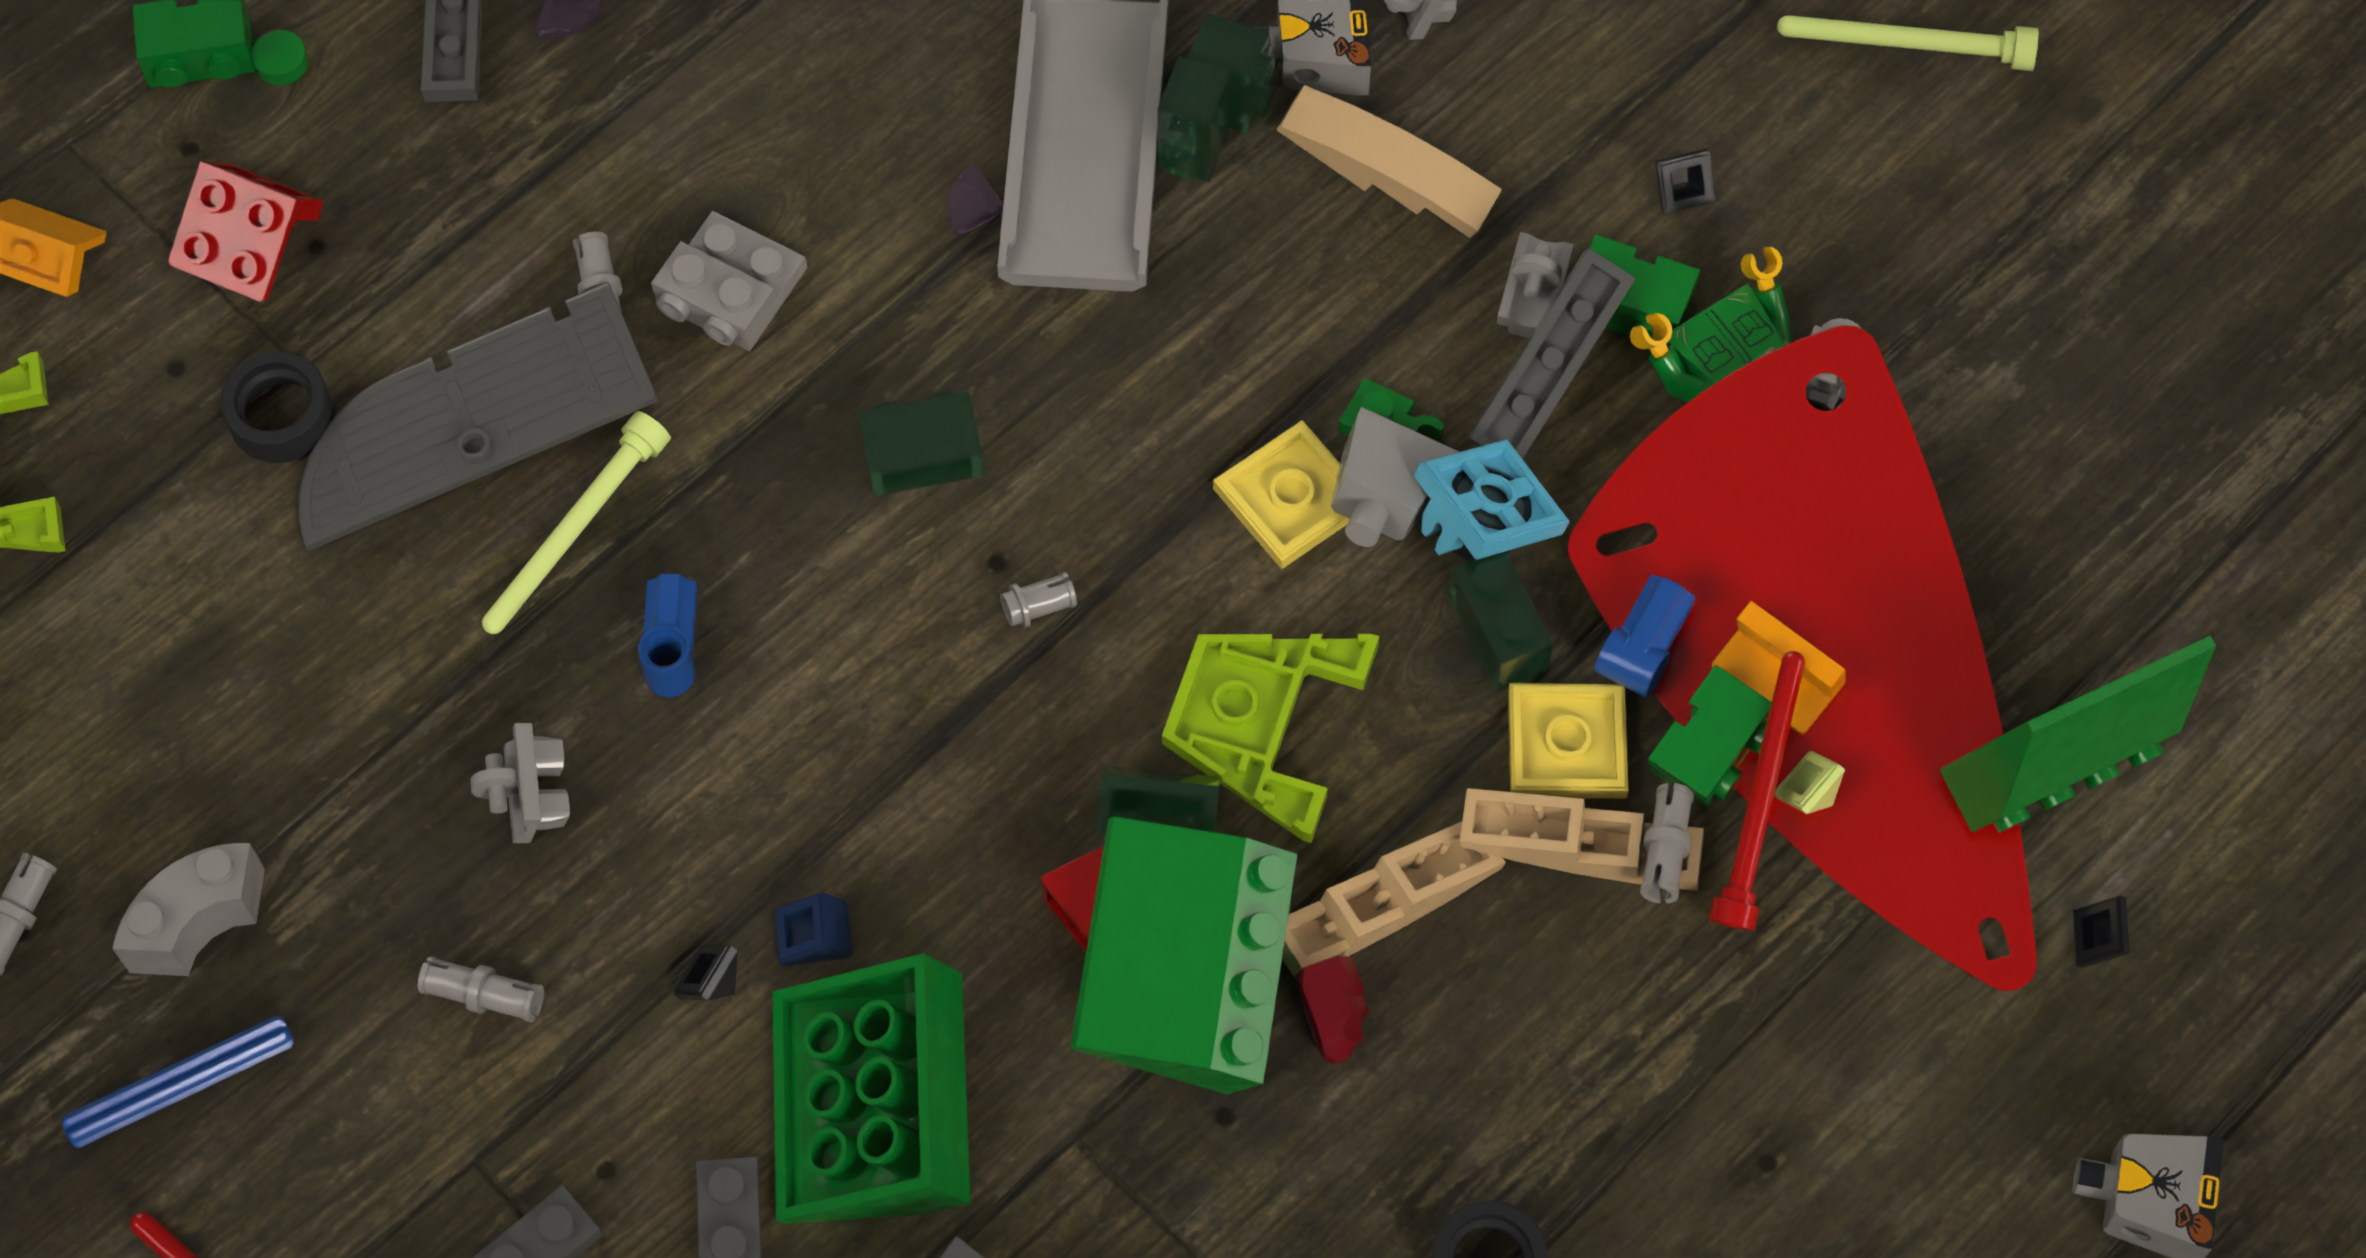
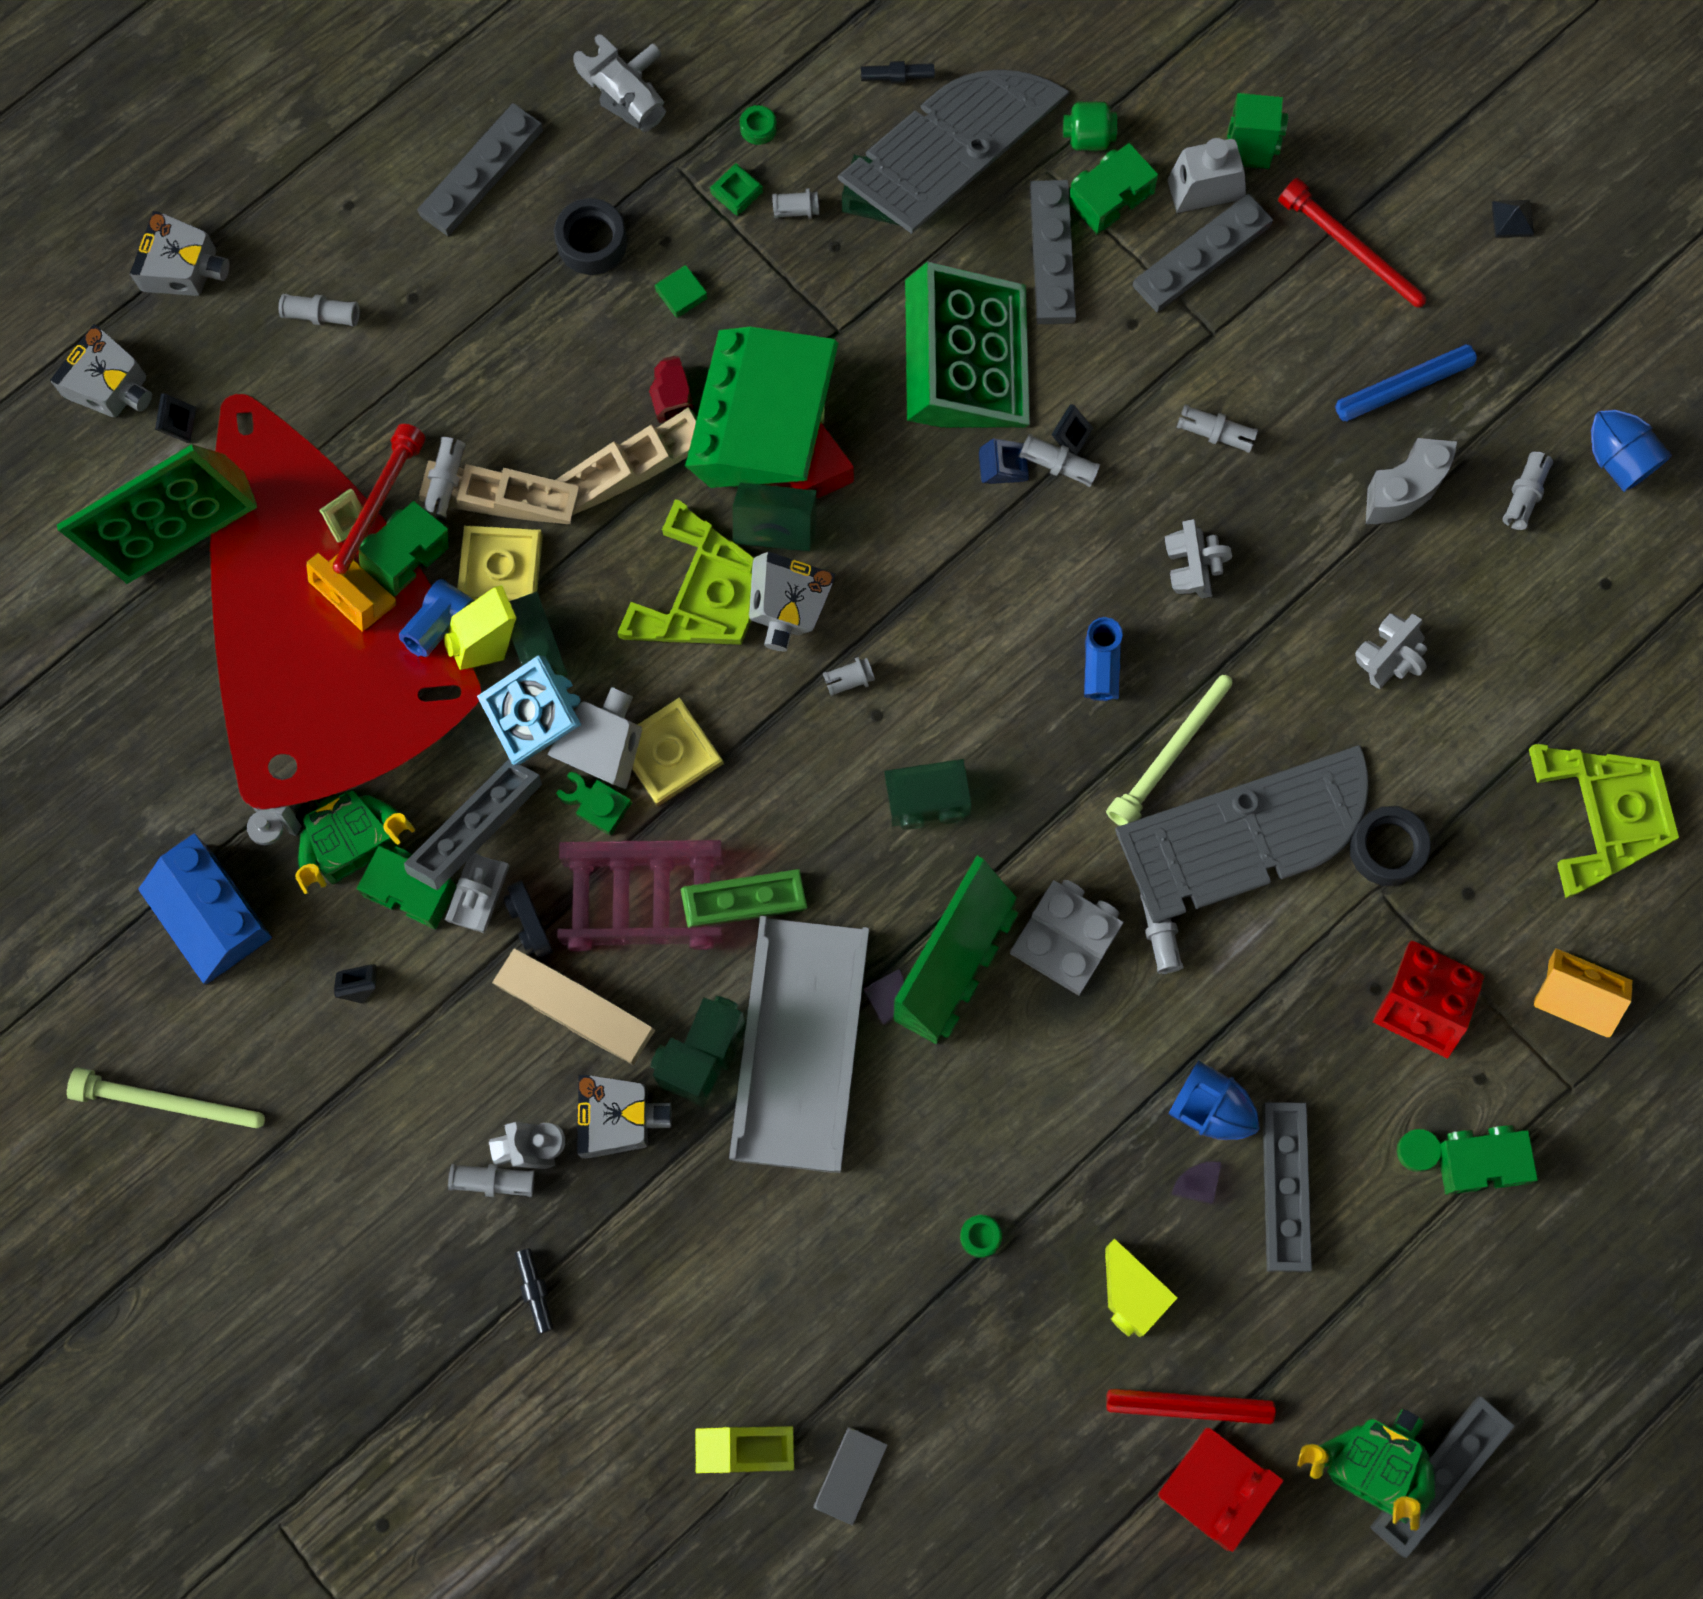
camera: 175 degrees left, 10 degrees up
(225, 686) = (1400, 653): none -> light grey hips
(543, 78) = (1215, 1105): none -> blue helmet
(726, 924) = (1059, 460): none -> light grey pin
(883, 228) = (955, 954): none -> green slope
(1130, 690) = (786, 597): none -> light grey torso
(1169, 296) = (743, 898): none -> bright green tile
(1311, 349) = (622, 857): none -> clear pink fence
(1333, 1183) = (681, 291): none -> green tile
(1454, 251) = (520, 905): none -> black plate
(1578, 609) = (481, 630): none -> neon yellow slope
(1903, 260) = (202, 909): none -> blue slope
(1911, 1119) = (319, 310): none -> light grey pin
(2228, 990) = (102, 376): none -> light grey torso

